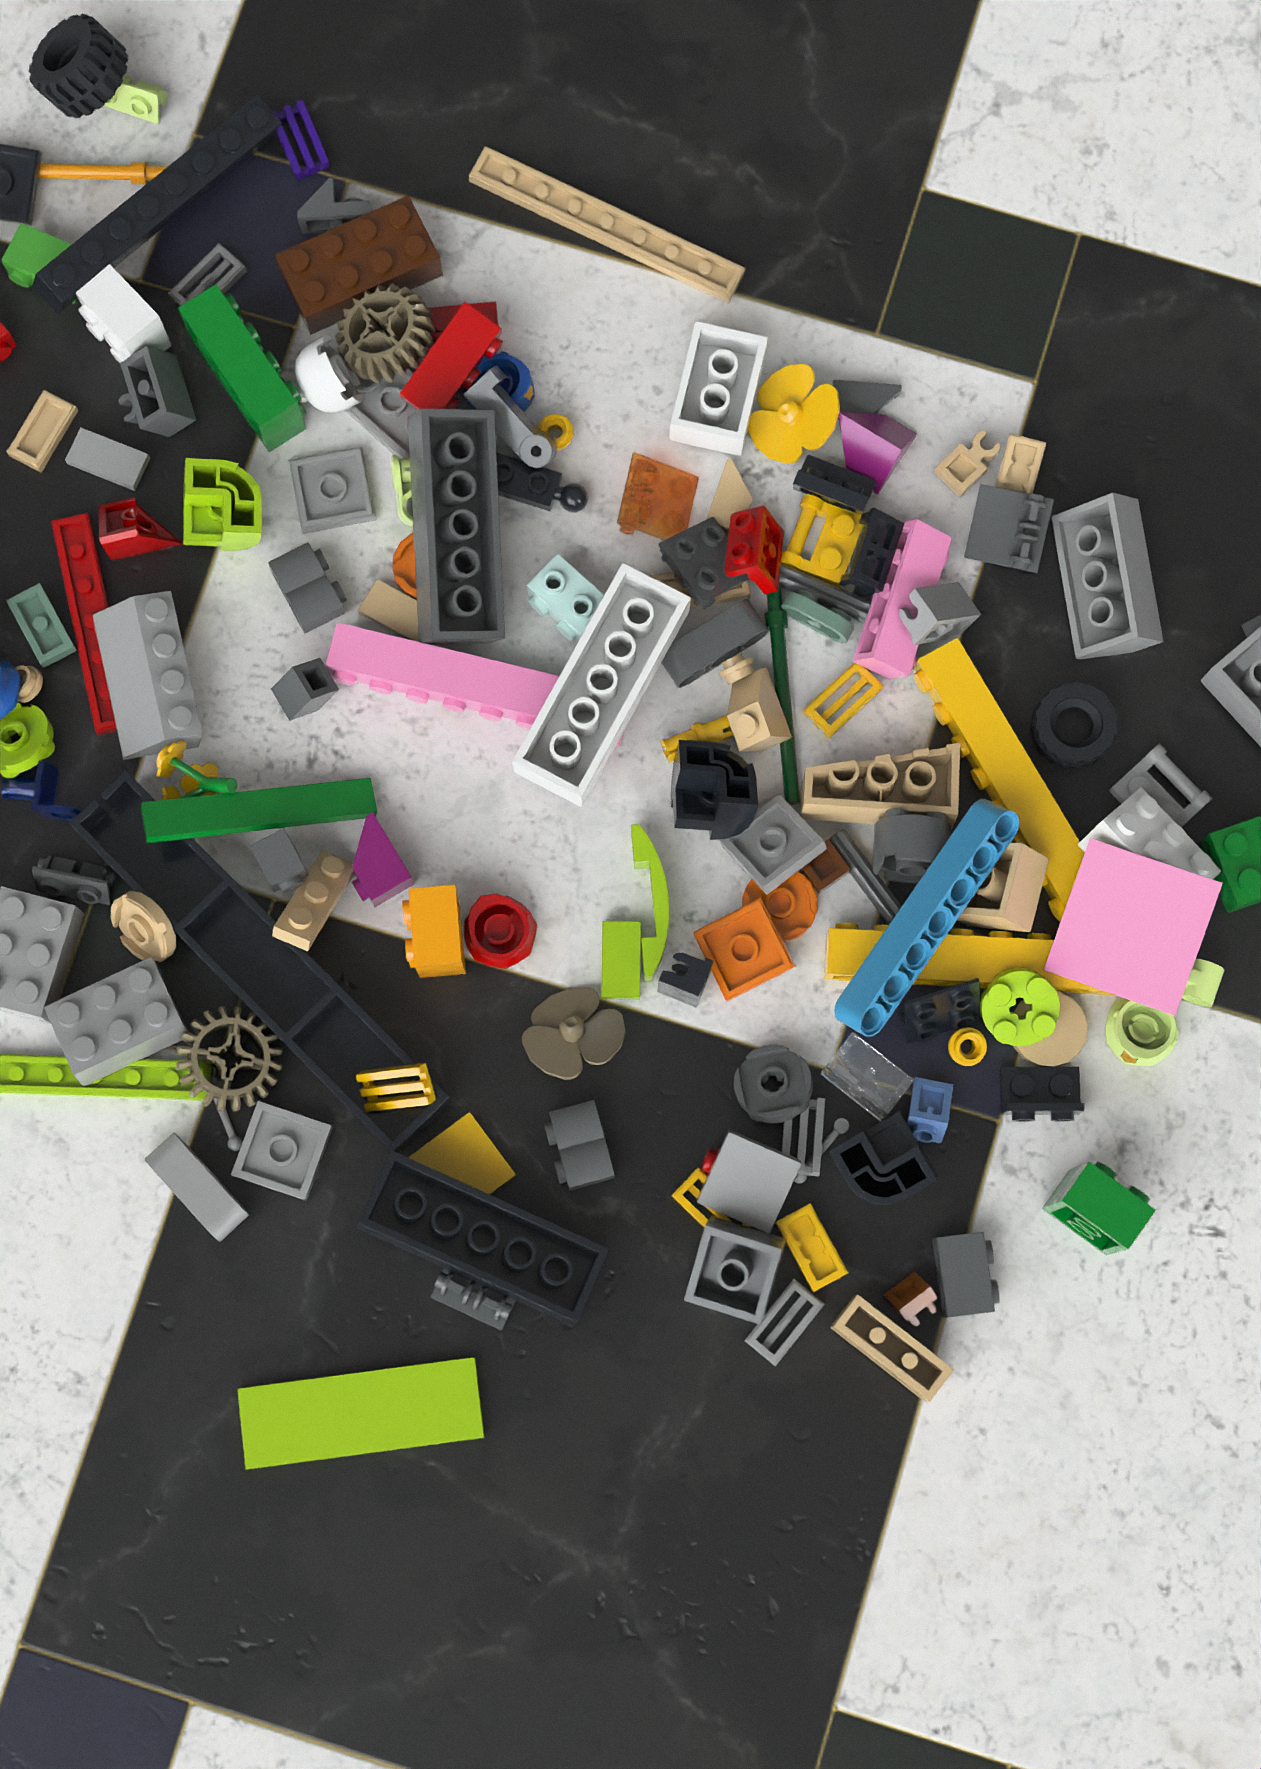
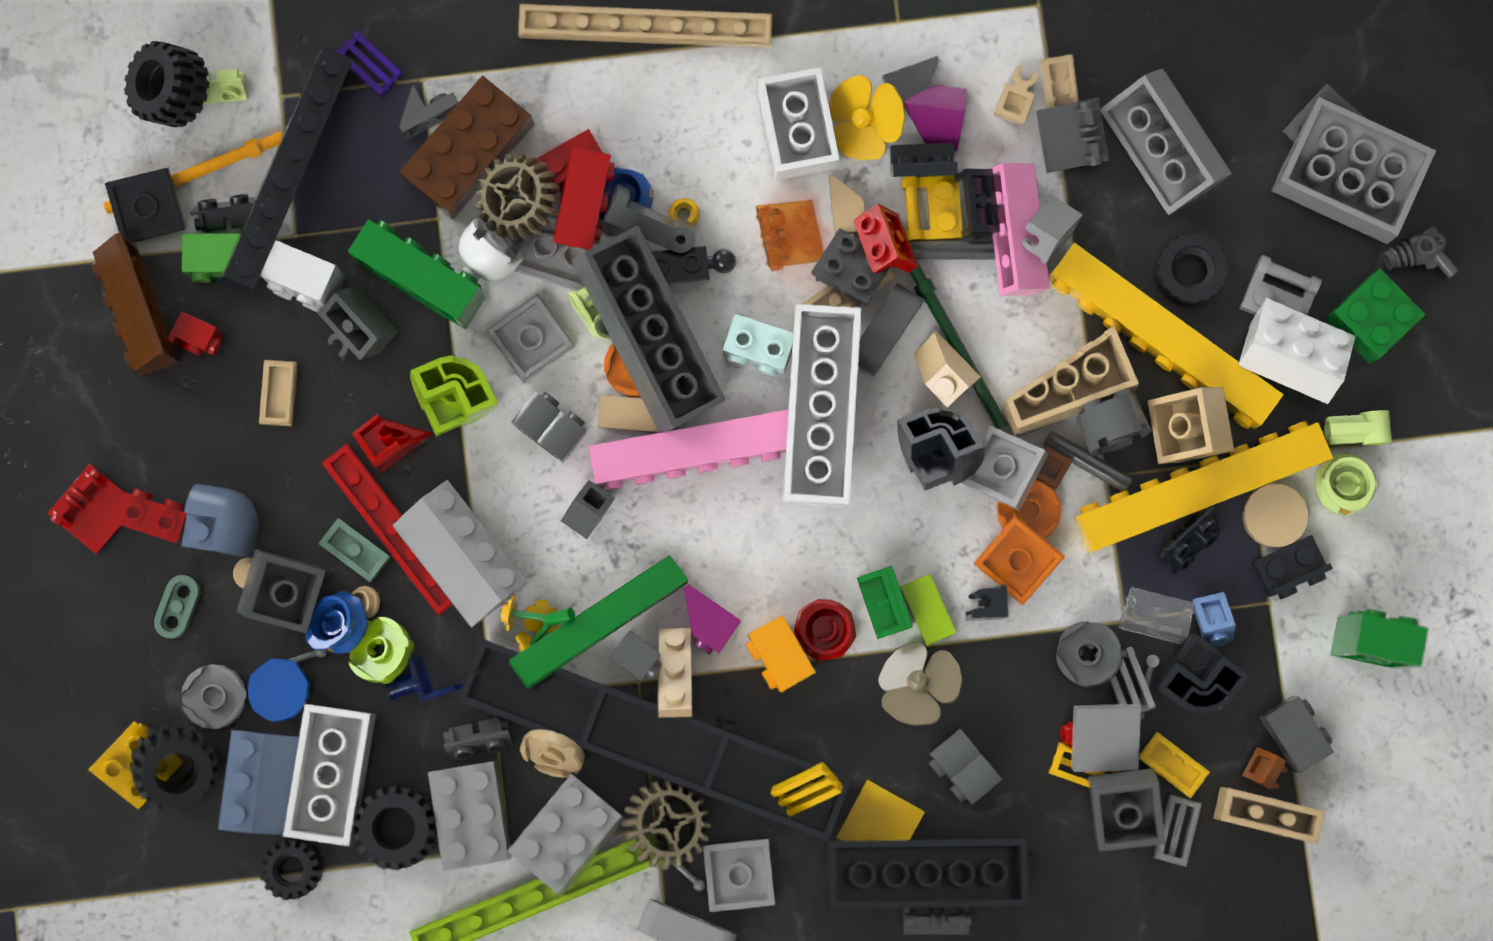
camera: 25 degrees left, 5 degrees up
(62, 221) = (212, 213): none -> black hinge
(107, 459) = (341, 392): light grey tile -> none
(202, 267) = (364, 213): light grey tile -> none
(577, 930) = (884, 602): none -> green hinge
(646, 857) = (908, 520): lime slope -> none
(712, 731) = (907, 406): yellow pin -> none
(736, 668) = (913, 341): tan plate -> none
(806, 610) = (944, 270): sand green plate -> none
(820, 720) = (994, 353): yellow tile -> none
(926, 917) = (1152, 476): dark azure beam -> none
(977, 1051) = (1229, 557): yellow plate -> none
(1002, 994) = (1266, 517): lime plate -> none
(1133, 926) = (1311, 412): bright pink piece -> none

